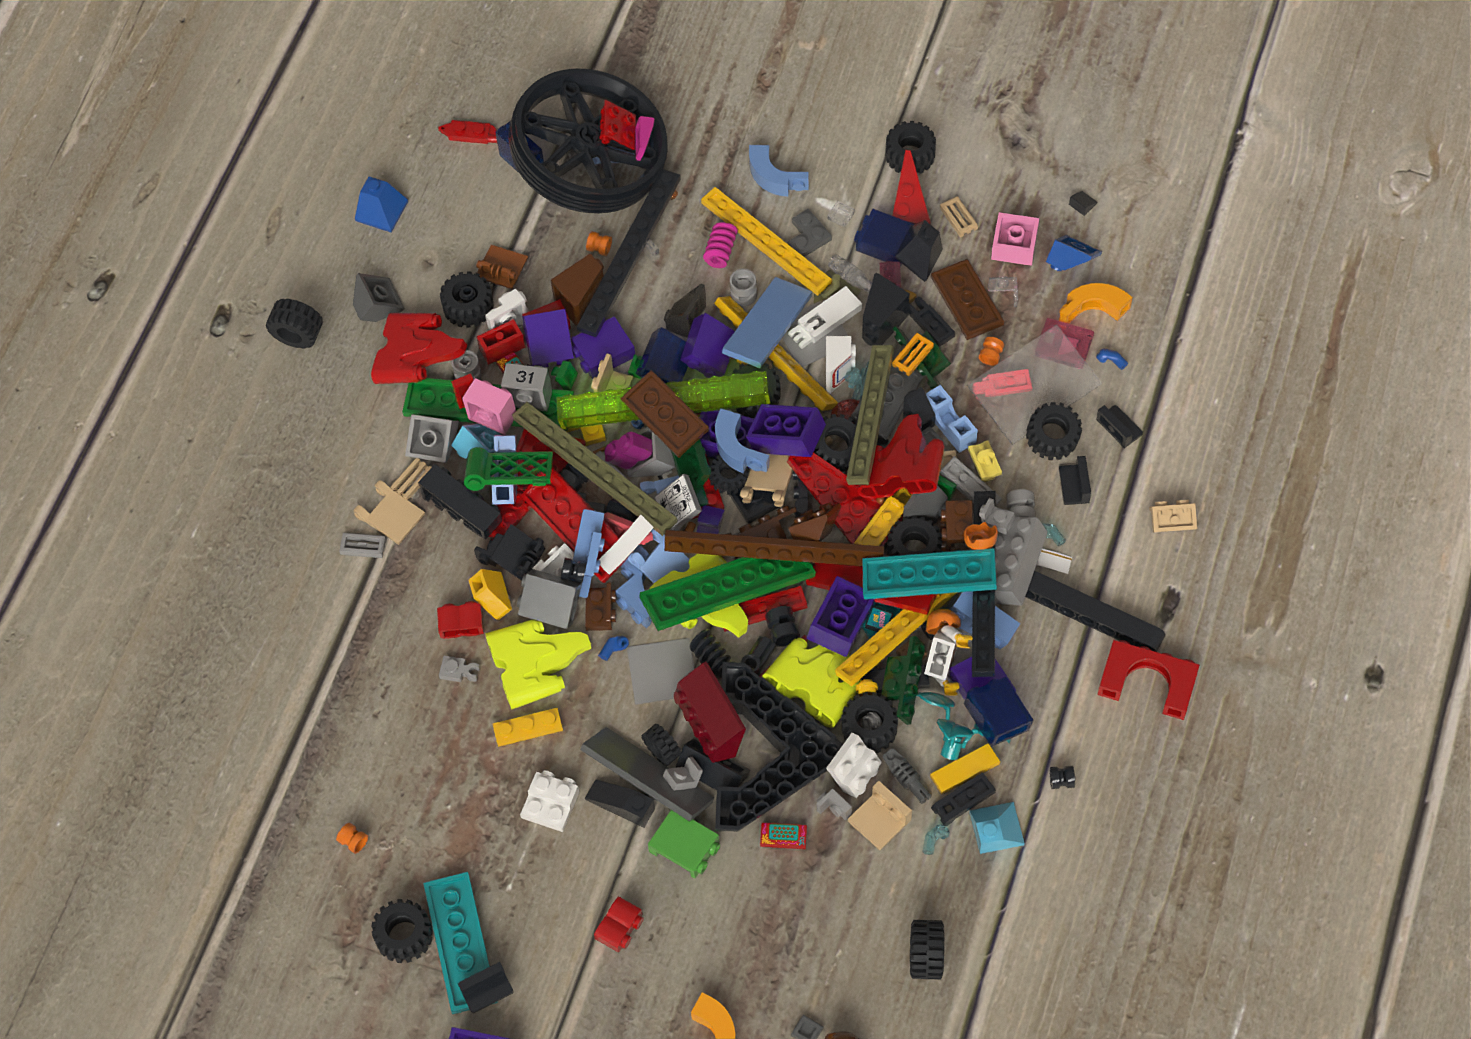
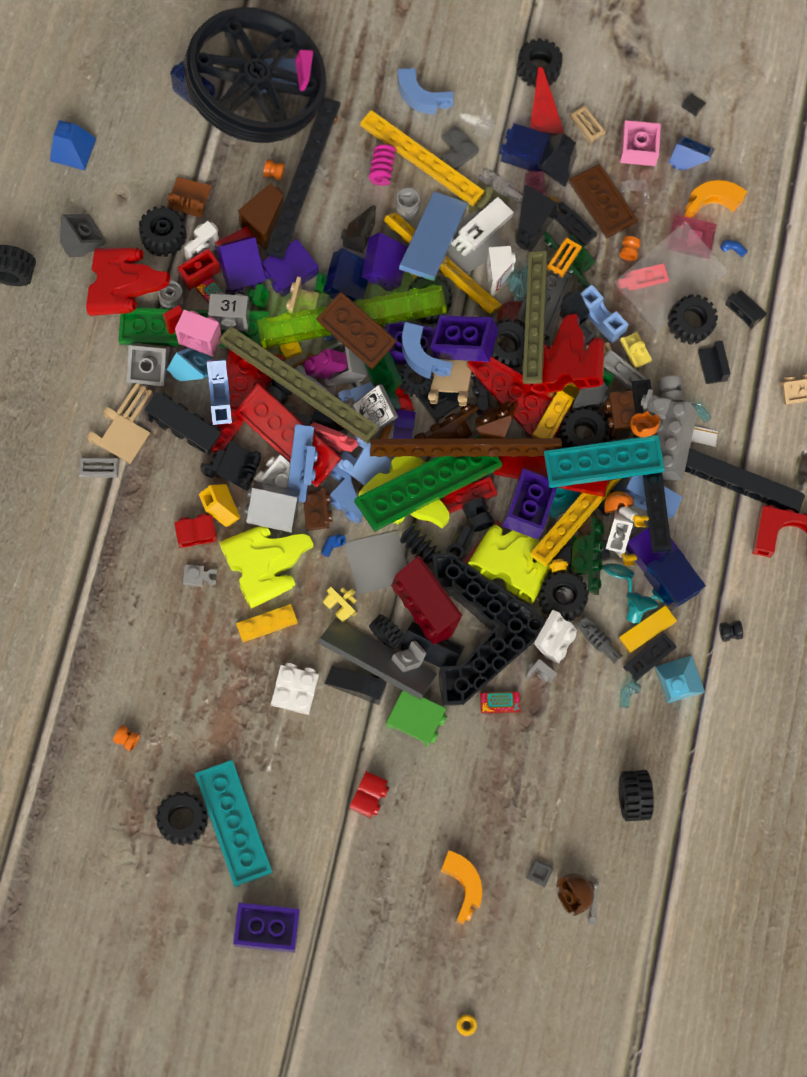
camera: 15 degrees left, 10 degrees up
(469, 131) = (144, 69): red plate -> none
(481, 468) = (198, 391): green piece -> none
(485, 987) = (262, 864): black panel -> none
(573, 570) = (292, 480): black wheel -> none
(617, 125) = (280, 59): red hinge -> none
(618, 720) = (346, 610): none -> light yellow hips
(625, 544) = (335, 453): white sticker -> none
(878, 619) = (561, 502): tile -> none
(881, 816) = (581, 679): tan bracket -> none

